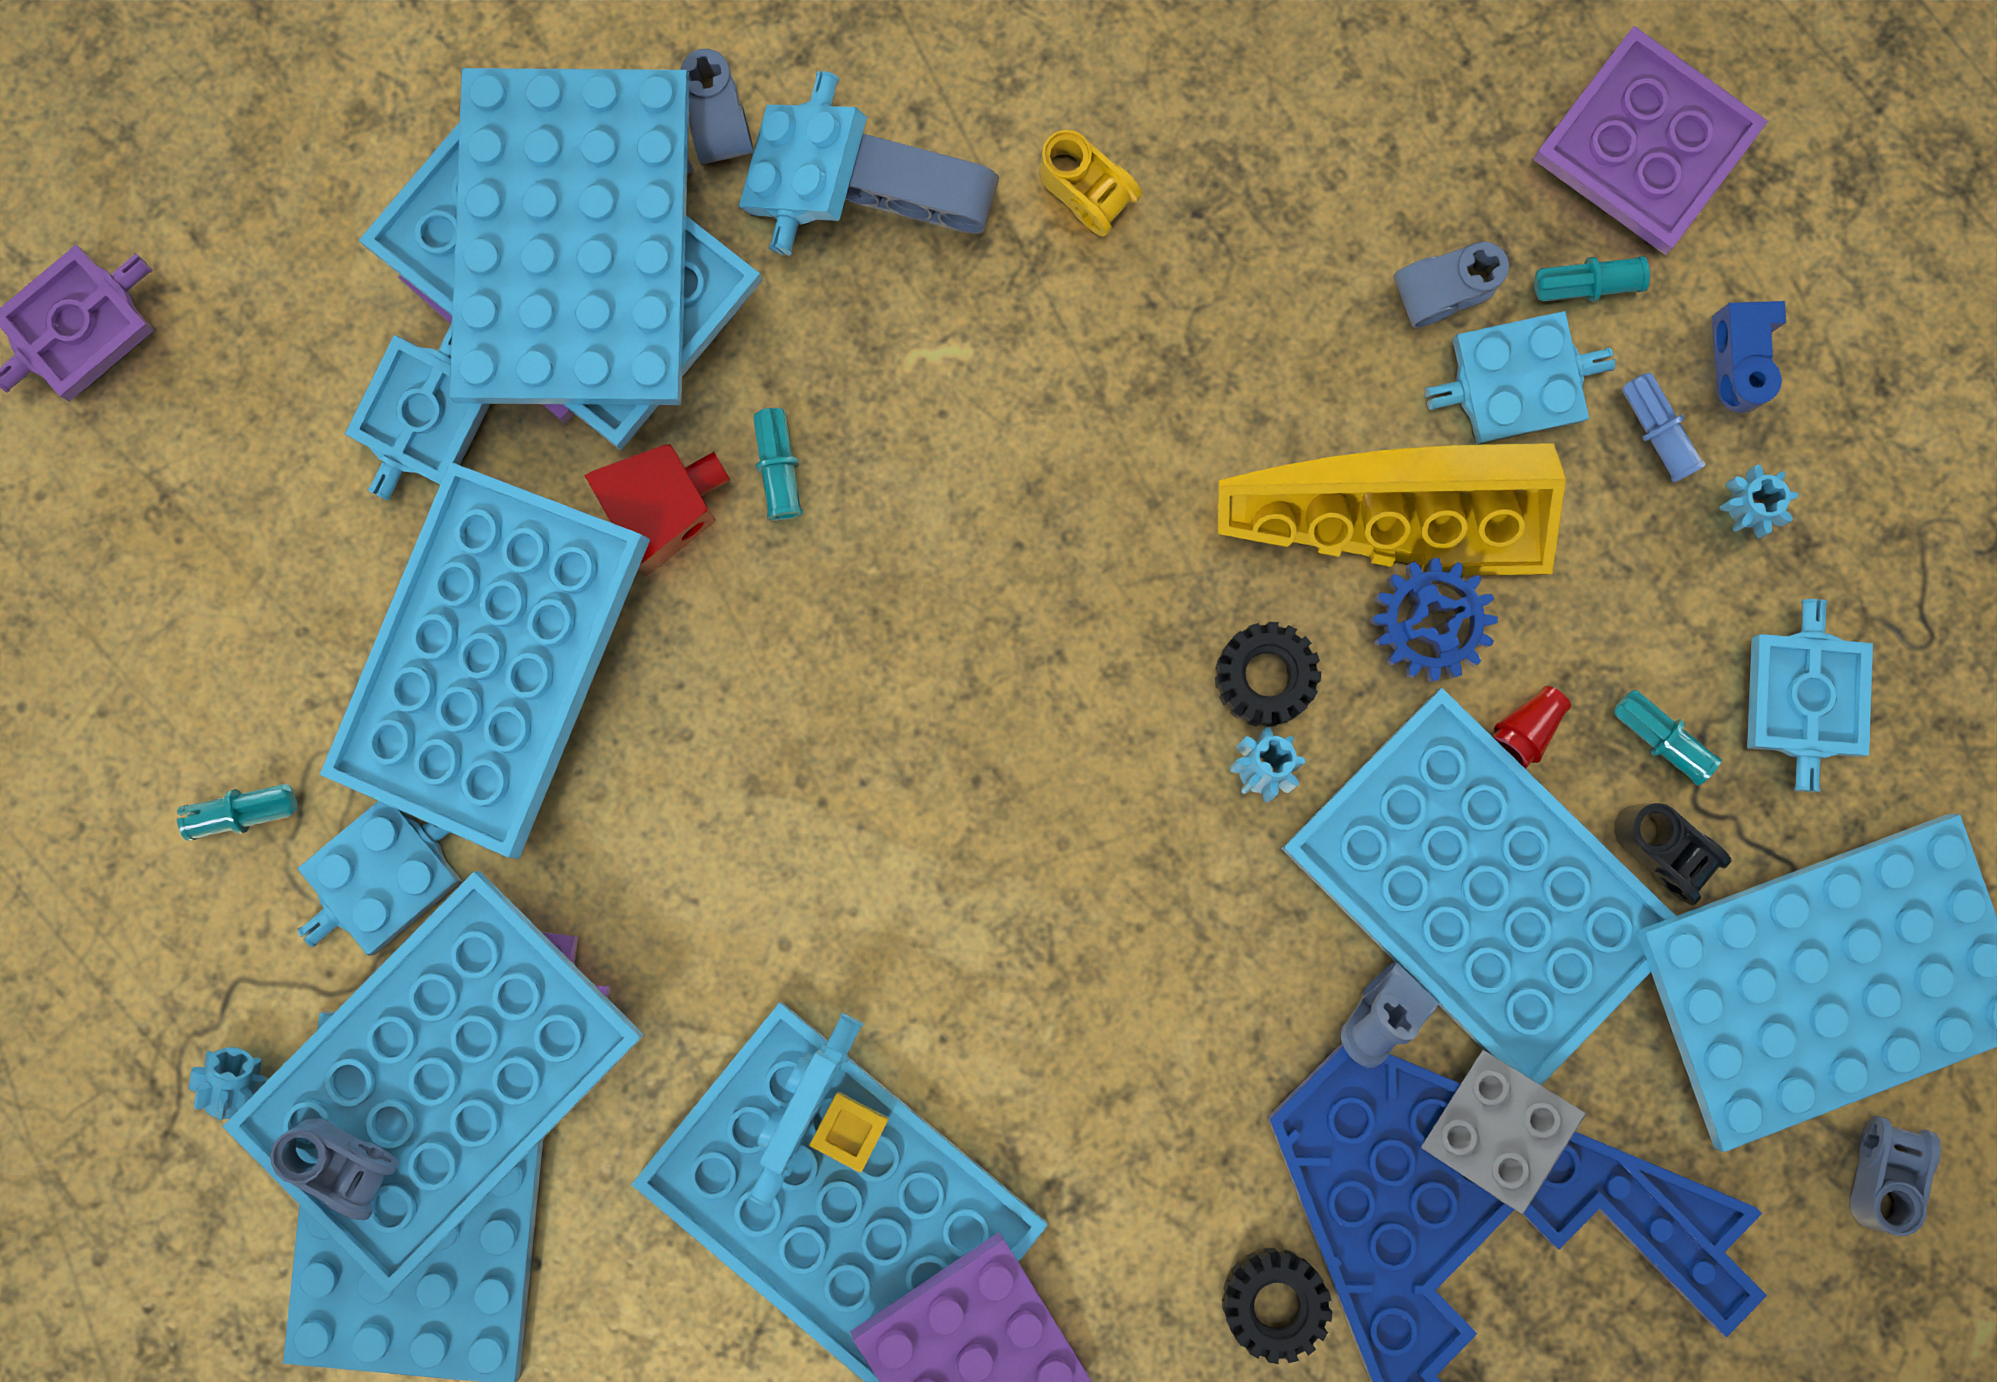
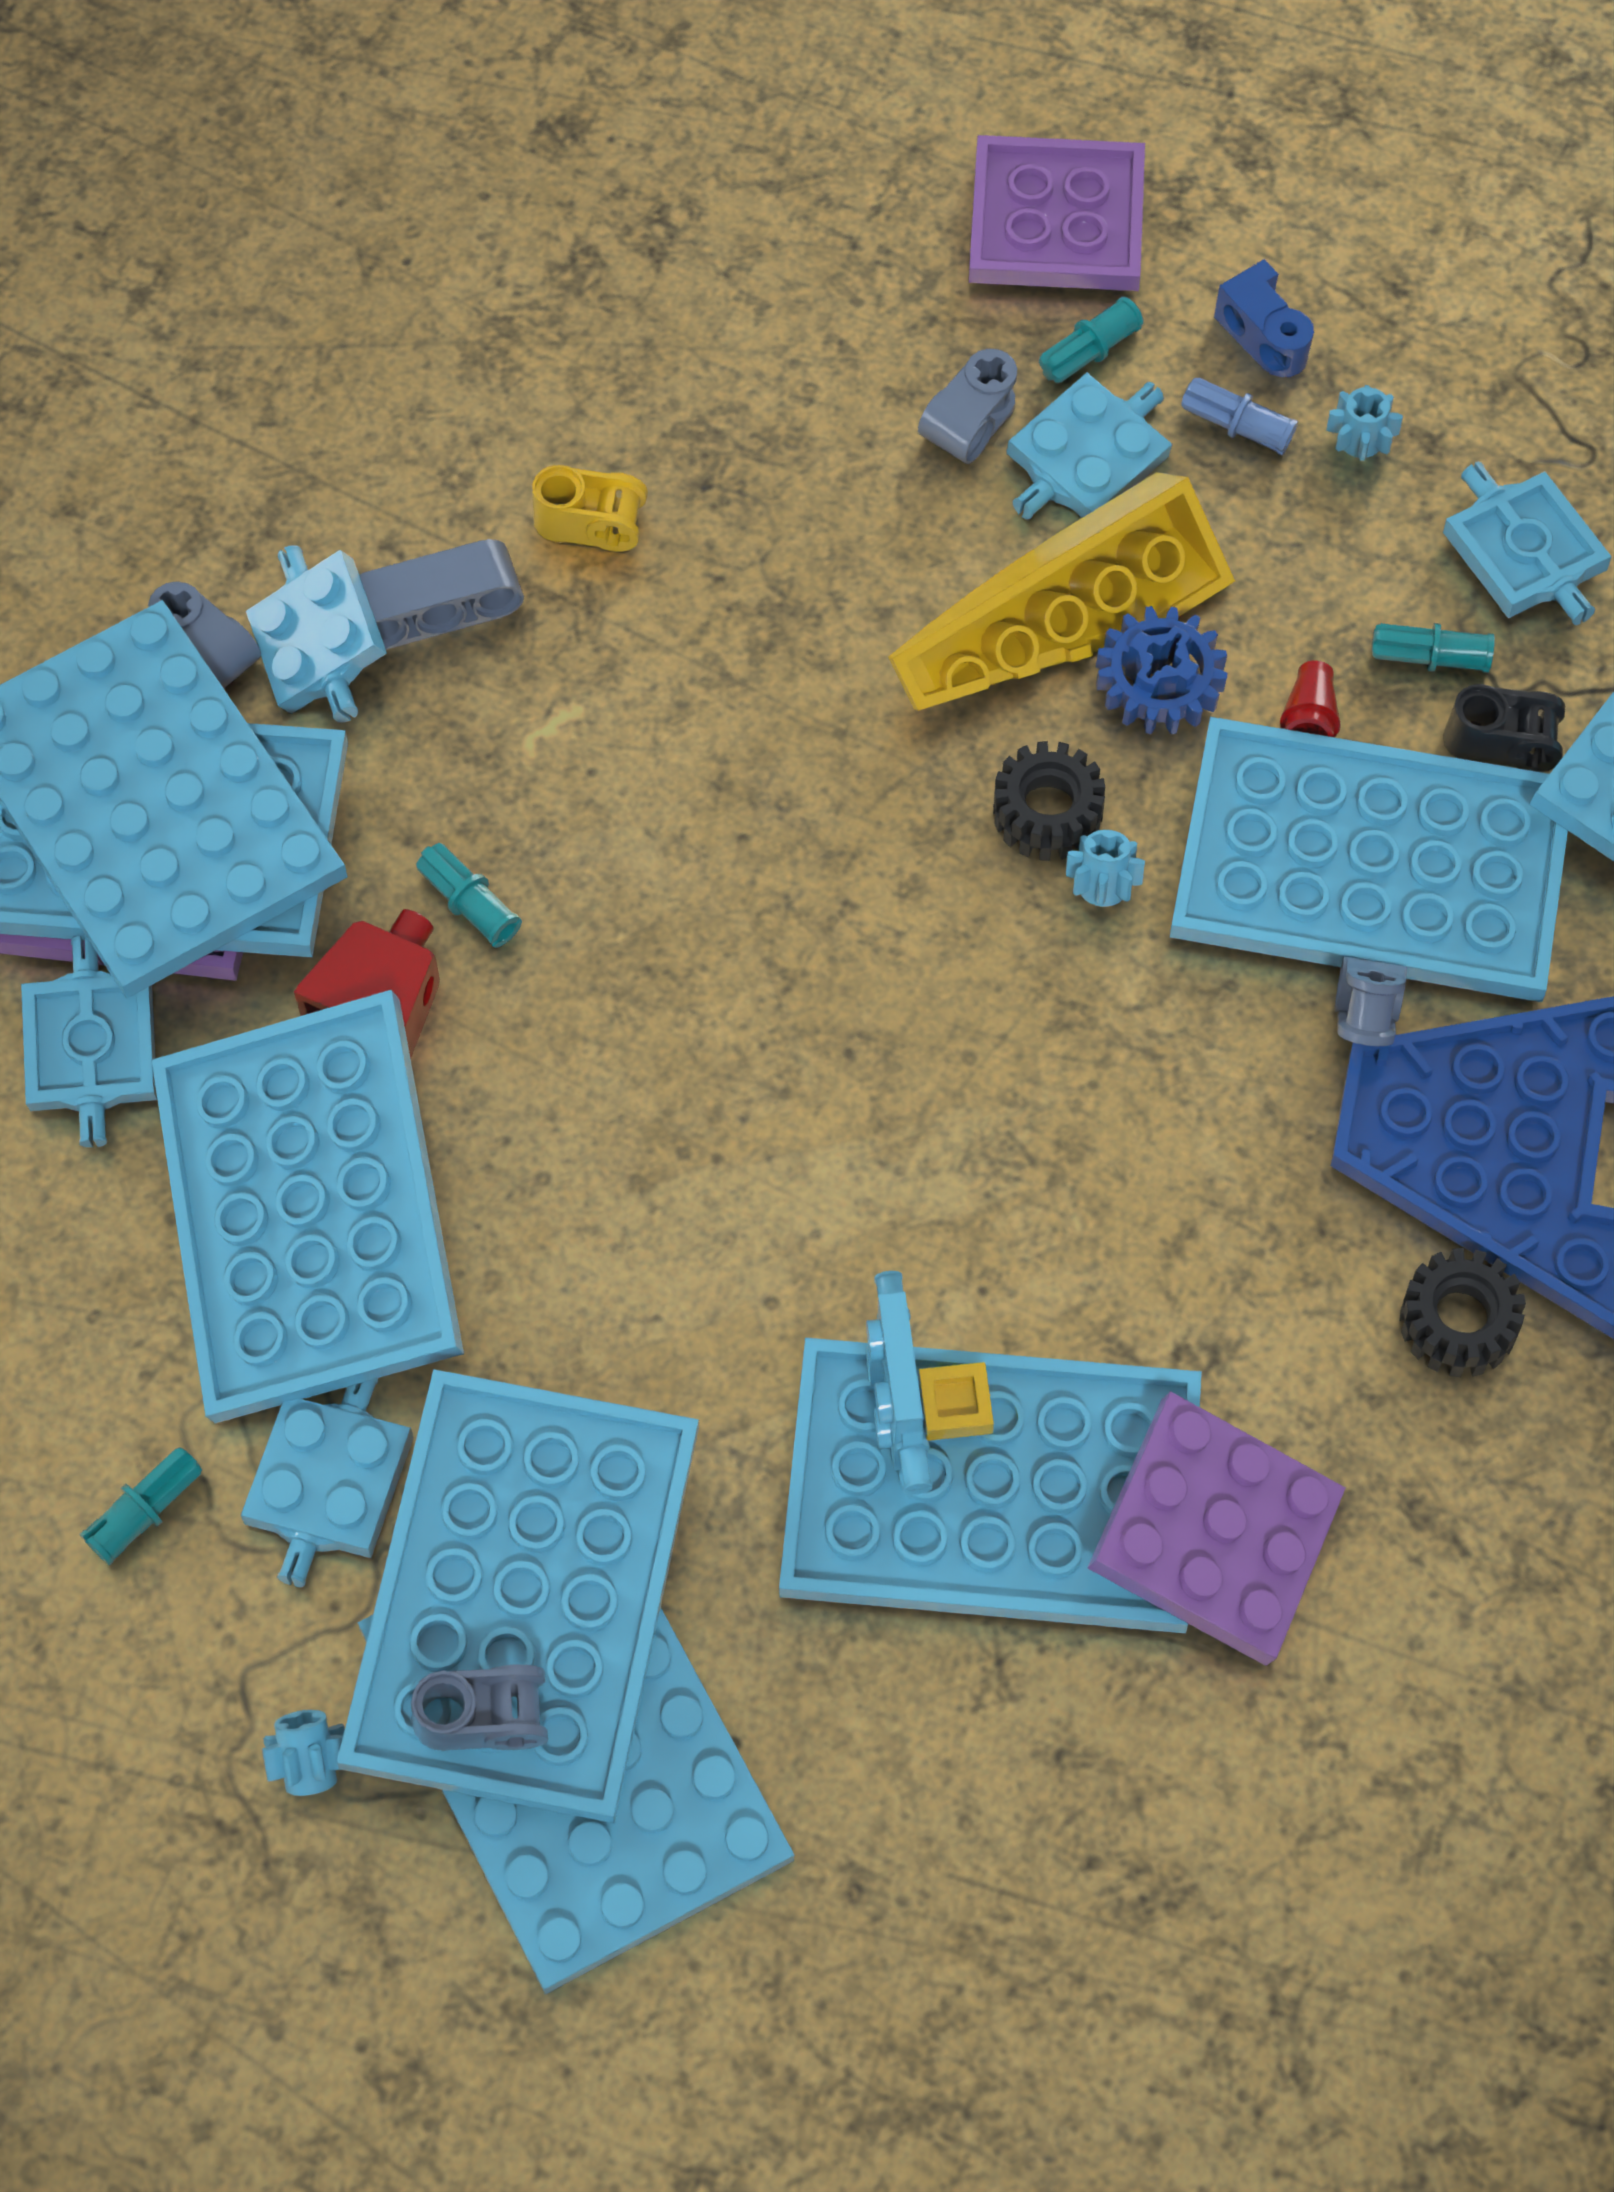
camera: 35 degrees left, 20 degrees down
(1503, 1131) = (1544, 1025): light grey hinge -> none

